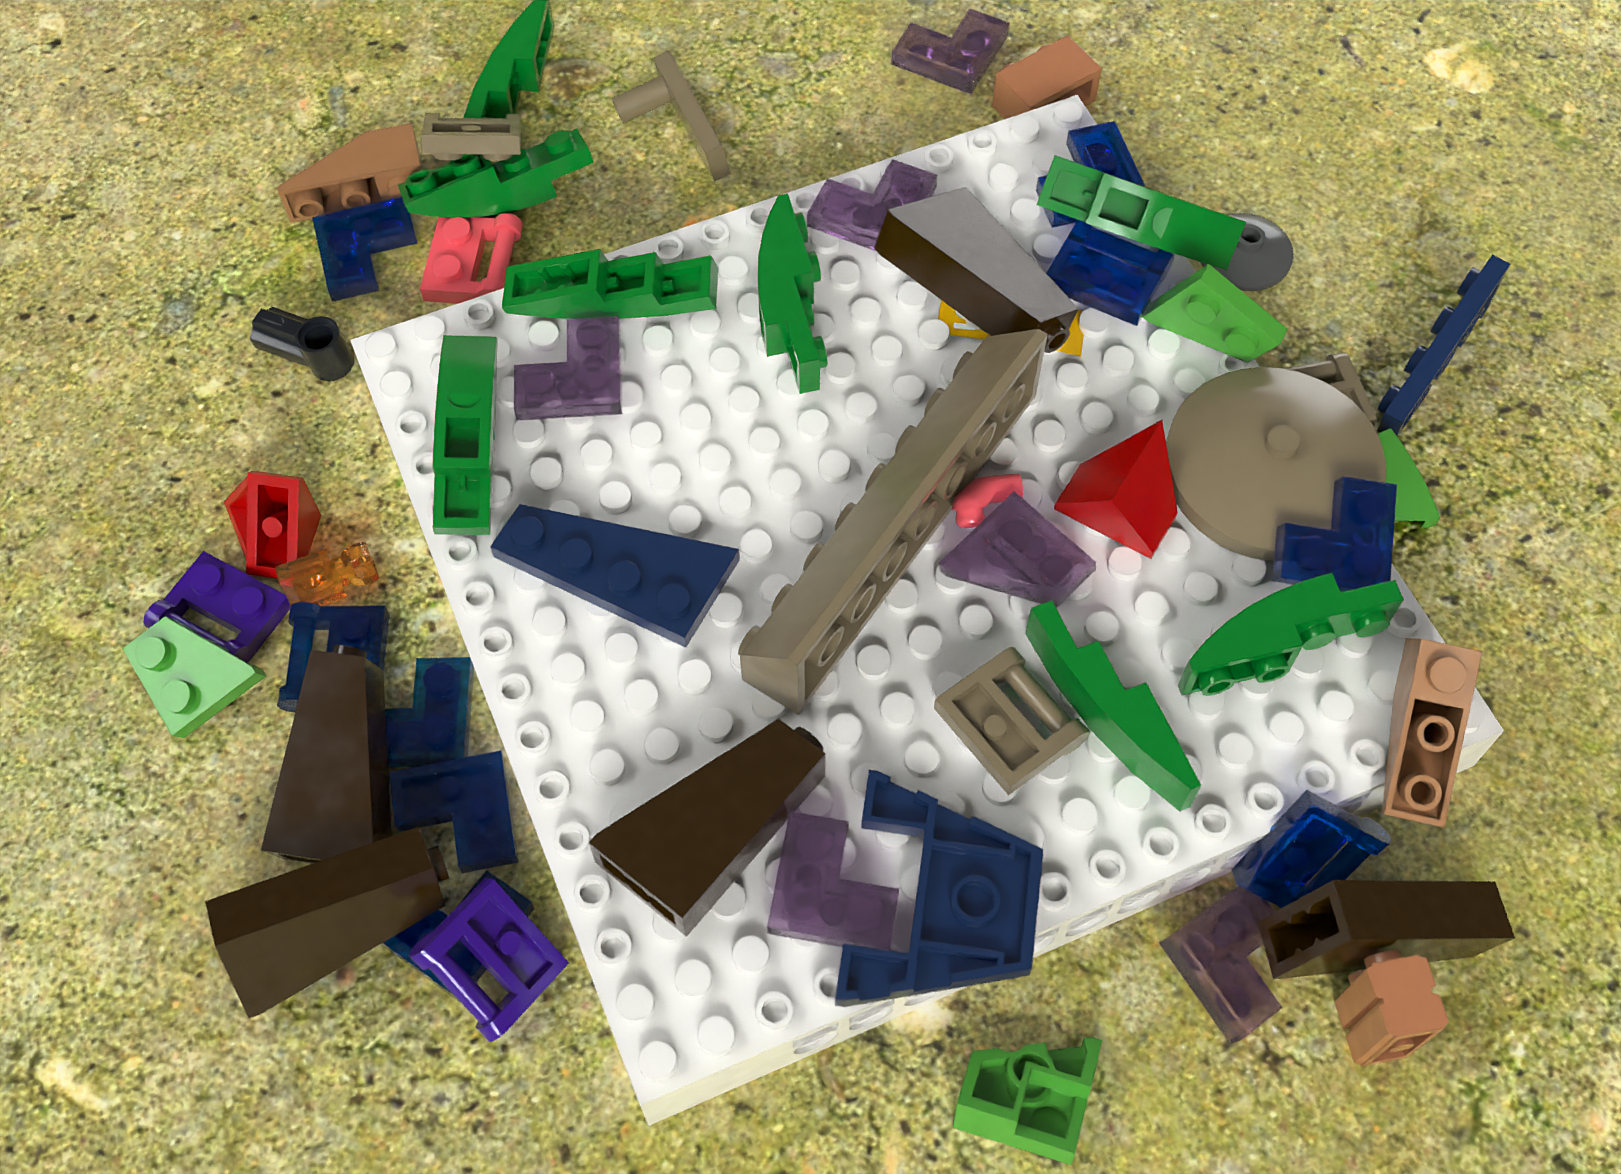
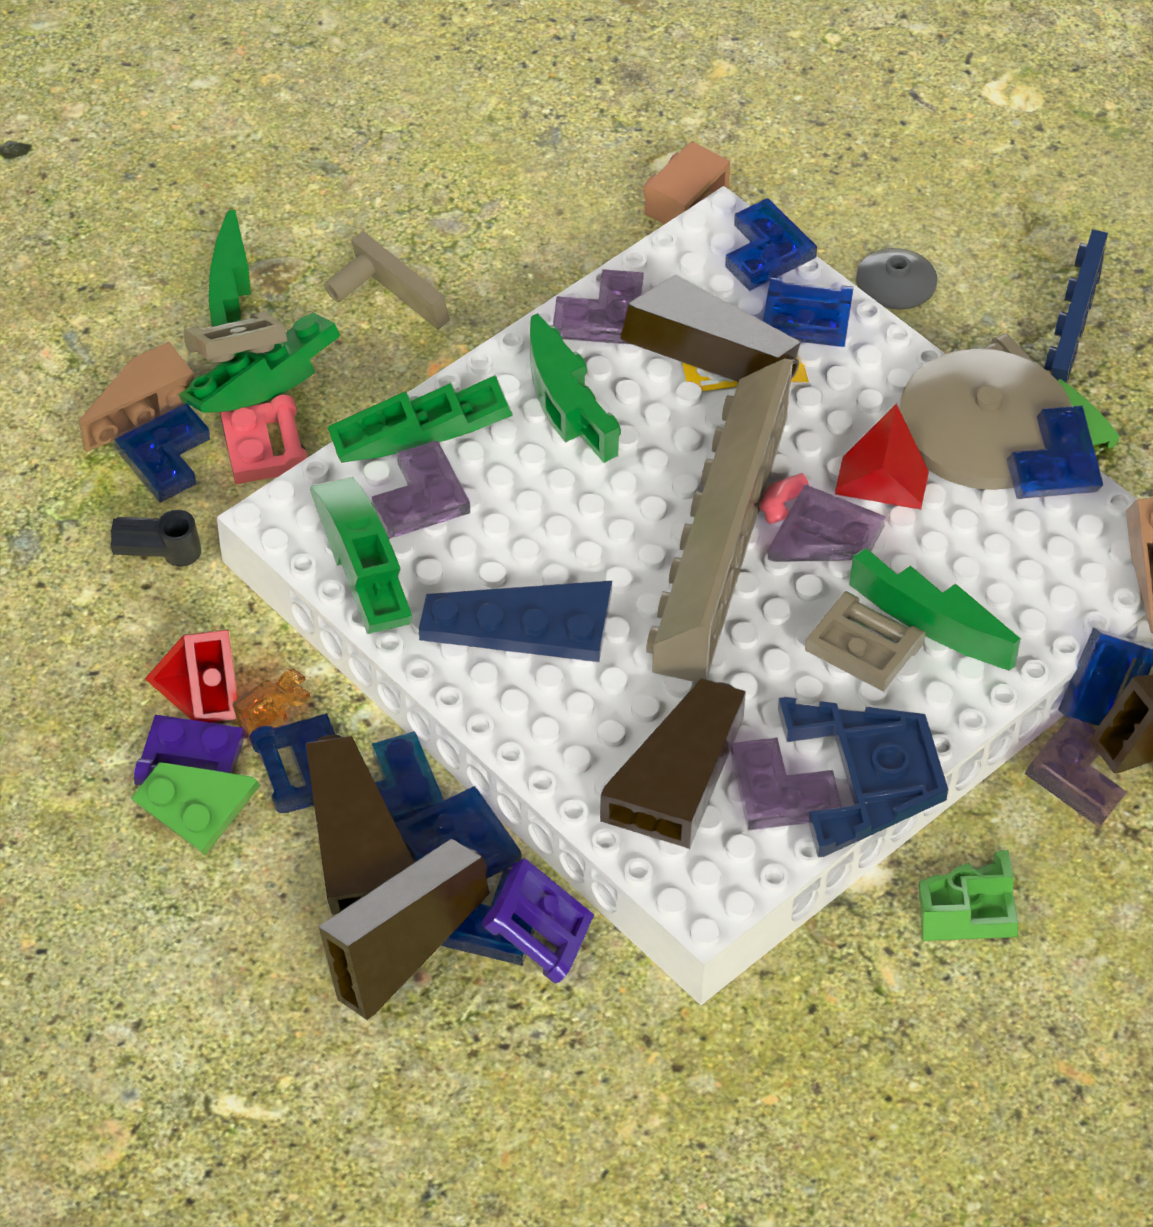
camera: 20 degrees left, 10 degrees down
(956, 59) = (598, 184): plate -> none
(1140, 213) = (817, 261): green slope -> none
(1216, 315) = (904, 322): bright green wing -> none
(1272, 631) = (1029, 530): green slope -> none

